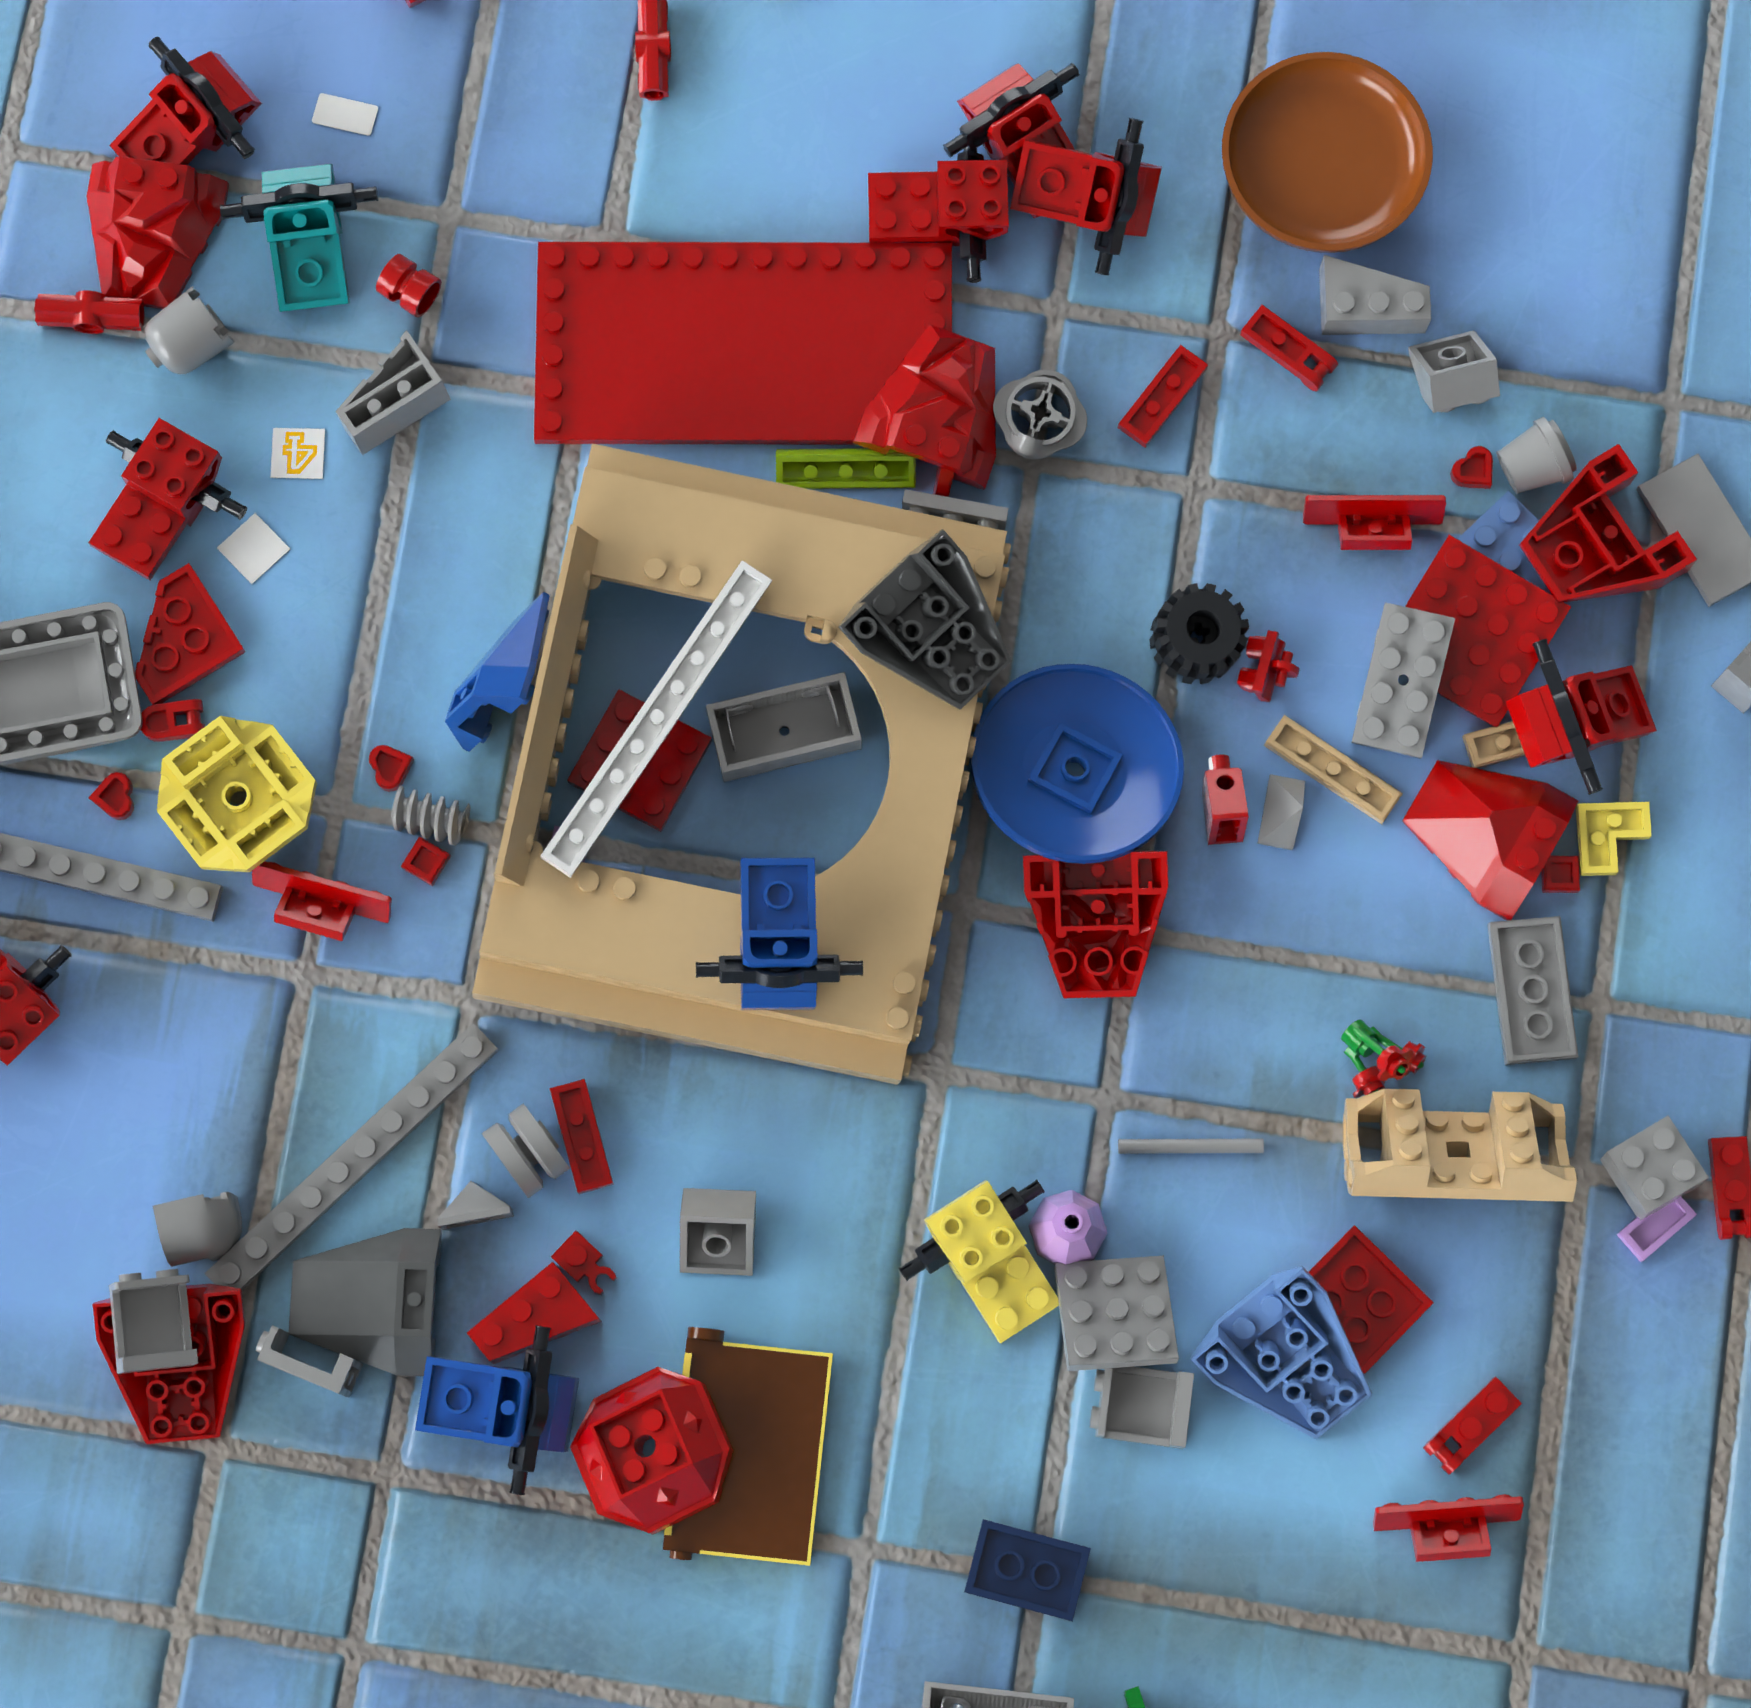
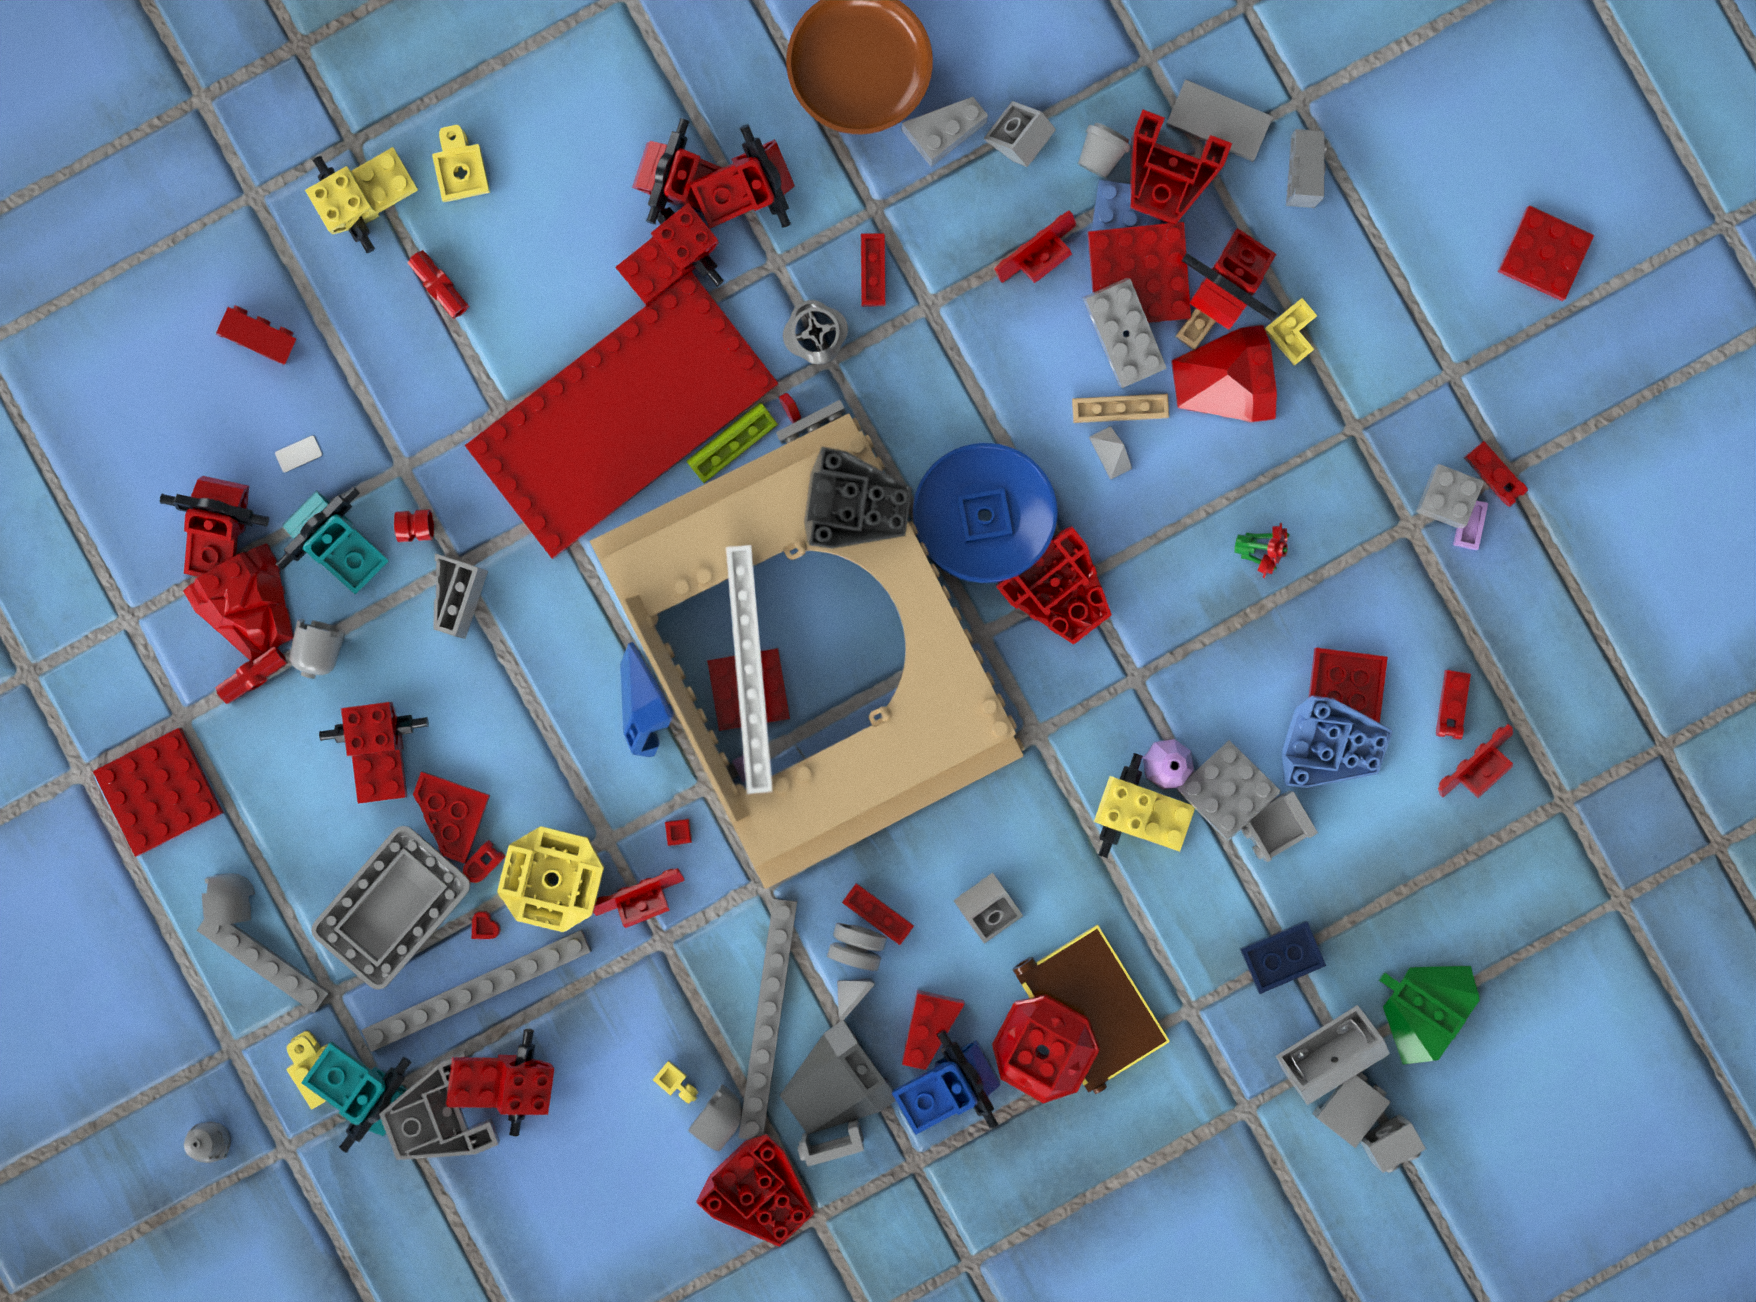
camera: 35 degrees left, 10 degrees up
(151, 1322) = (736, 1189): light grey panel -> none
(181, 1140) = (670, 1079): none -> light yellow plate
(253, 548) = (447, 735): white sticker -> none
(297, 453) = (428, 664): white sticker -> none
(390, 766) = (618, 796): red tile -> none
(429, 817) = (662, 809): light grey piece -> none
(580, 1259) = (926, 977): red plate -> none
(778, 939) = (909, 739): blue piece -> none
(814, 711) = (825, 593): light grey piece -> none
(938, 407) = (757, 371): red wedge -> none
(1152, 1146) = (1198, 670): light grey piece -> none
(1208, 616) = (1010, 386): black wheel -> none
(1224, 802) = (1084, 478): red torso -> none
(1272, 669) = (1039, 369): red hips -> none
(1288, 347) = (920, 189): red plate -> none
(1458, 1151) = (1343, 567): tan piece -> none
(1474, 469) = (1071, 181): red tile -> none
(1532, 990) = (1314, 448): light grey tile -> none
(1561, 875) = (1284, 372): red tile -> none

